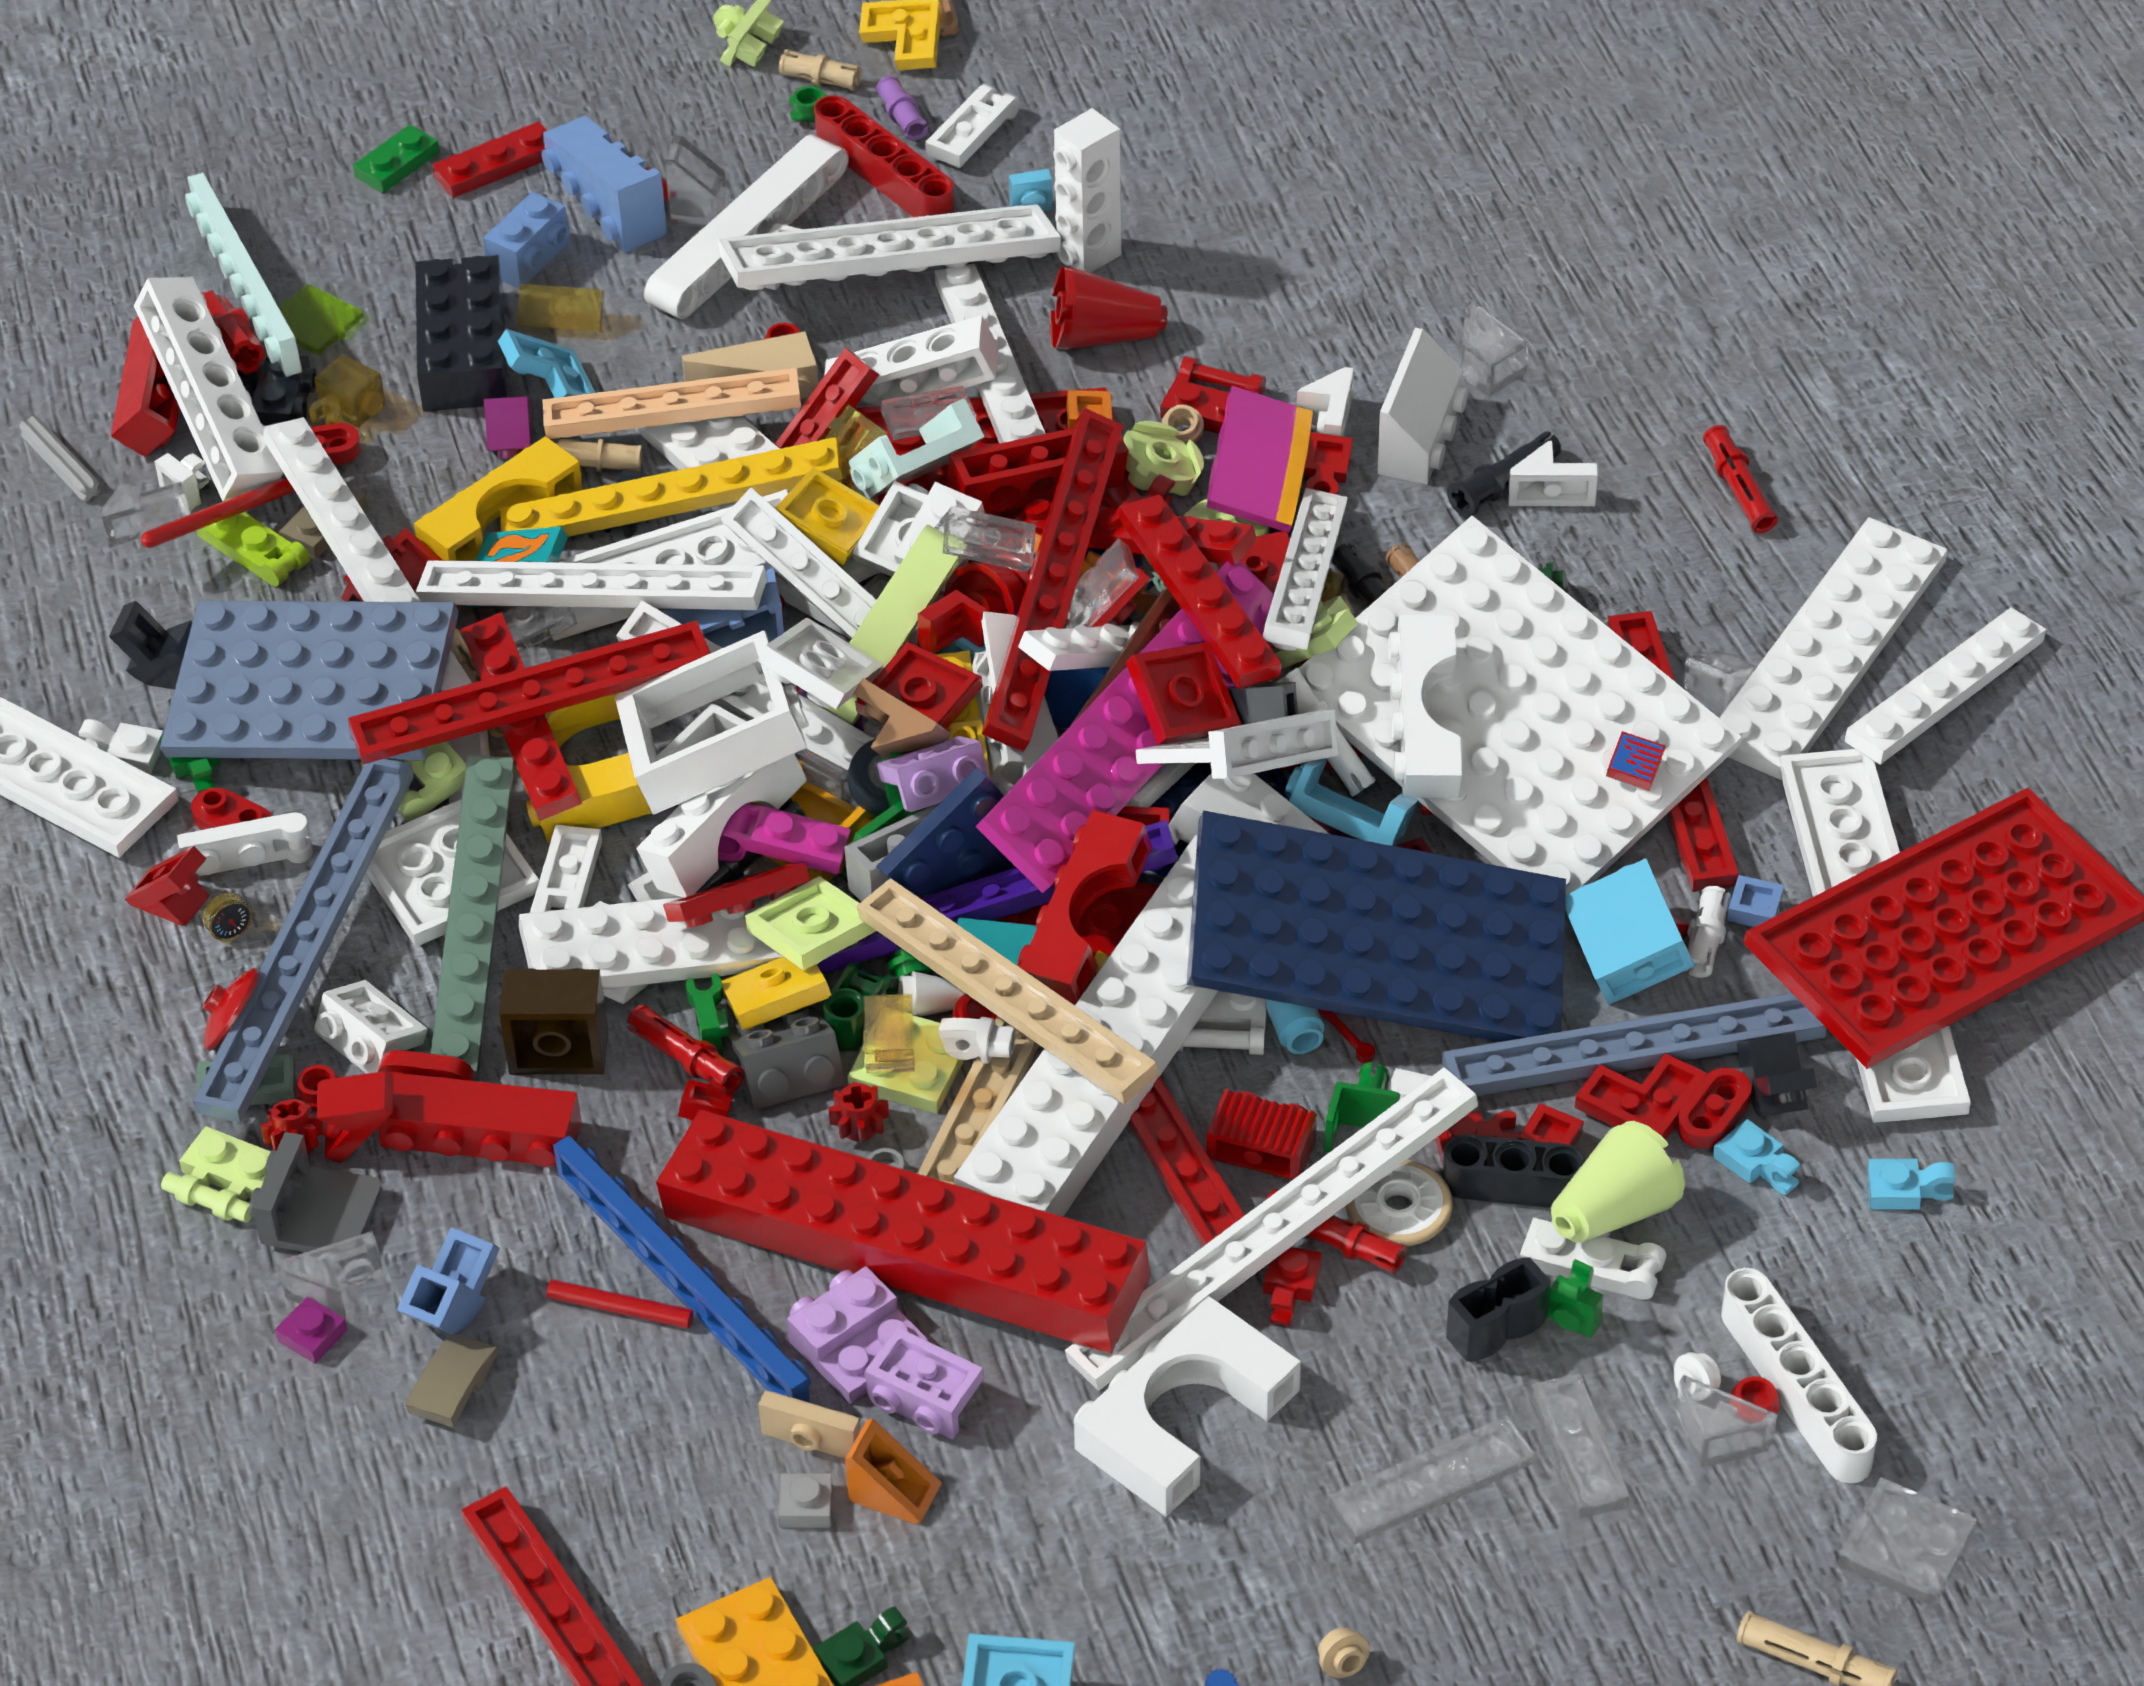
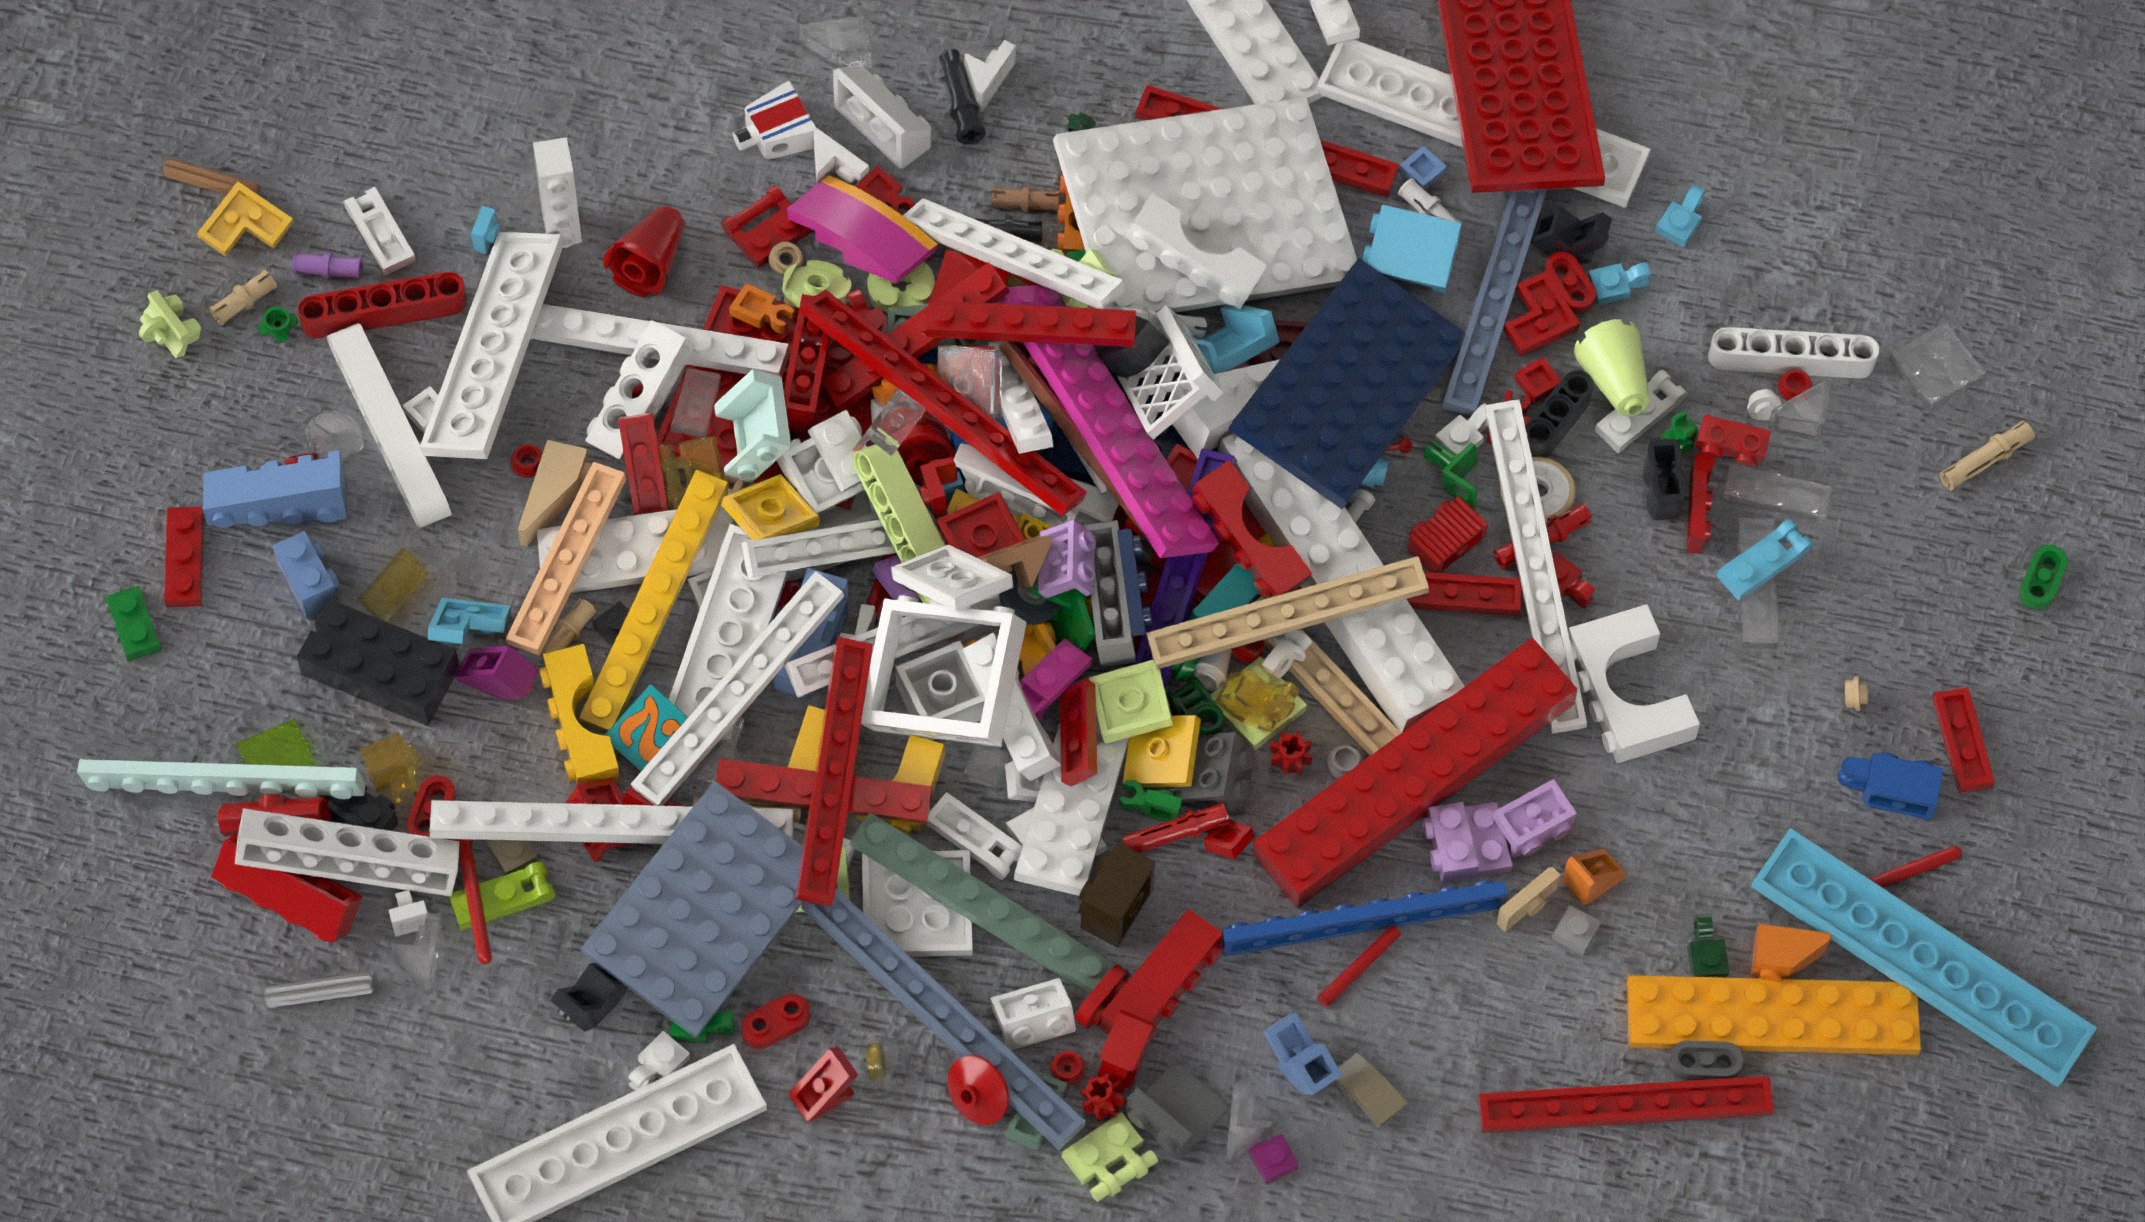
camera: 65 degrees left, 15 degrees up
(251, 843) = (817, 1020): white plate -> none
(1182, 692) = (1112, 381): red plate -> none
(1341, 340) = (777, 124): none -> white torso
(1460, 1462) = (1764, 560): none -> medium azure plate
(1499, 1365) = (1698, 503): none -> red plate
(1599, 1350) = (1733, 440): none -> red plate
(1635, 761) = (1297, 164): tile -> none
(1714, 678) = (1230, 80): clear slope -> none

